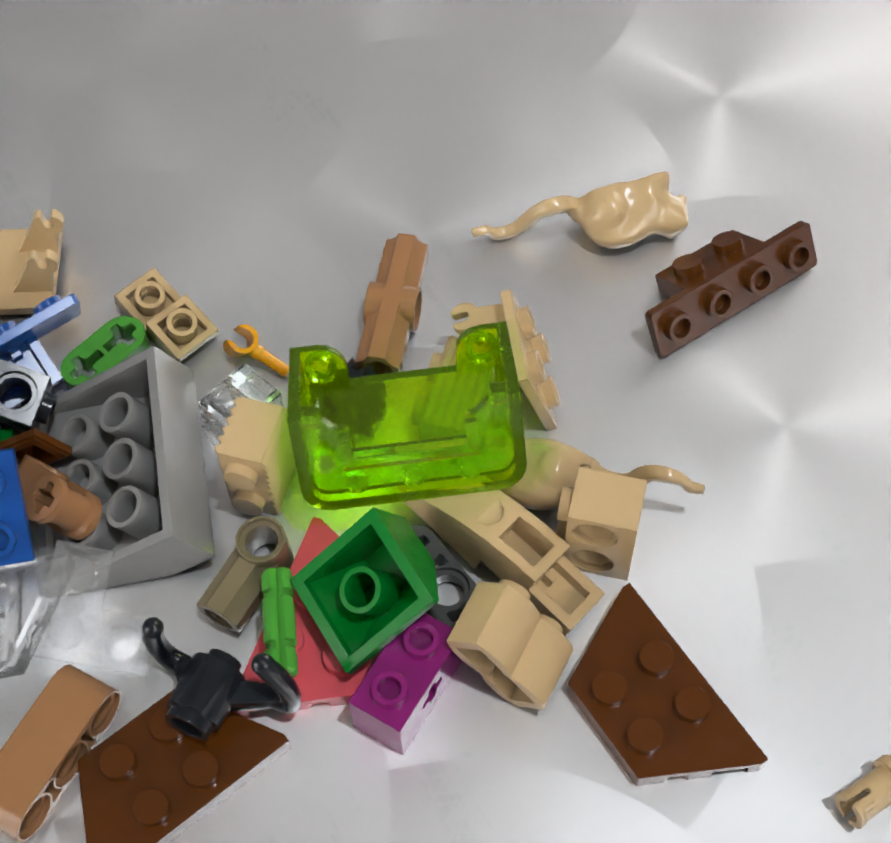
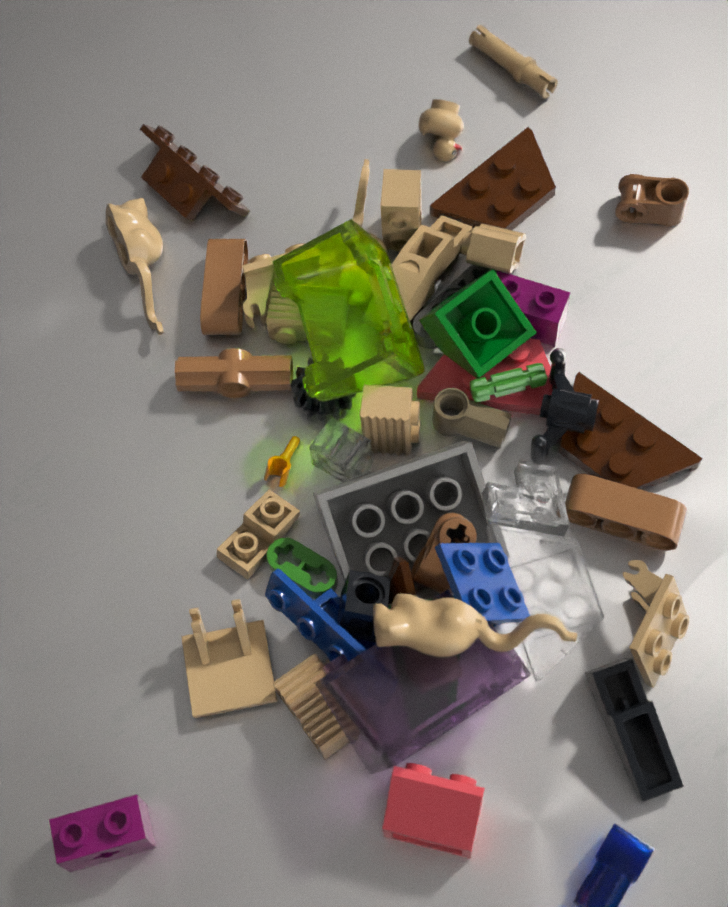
camera: 95 degrees left, 5 degrees up
(563, 309) = (224, 287): none -> medium nougat beam
(783, 624) = (443, 121): none -> tan animal

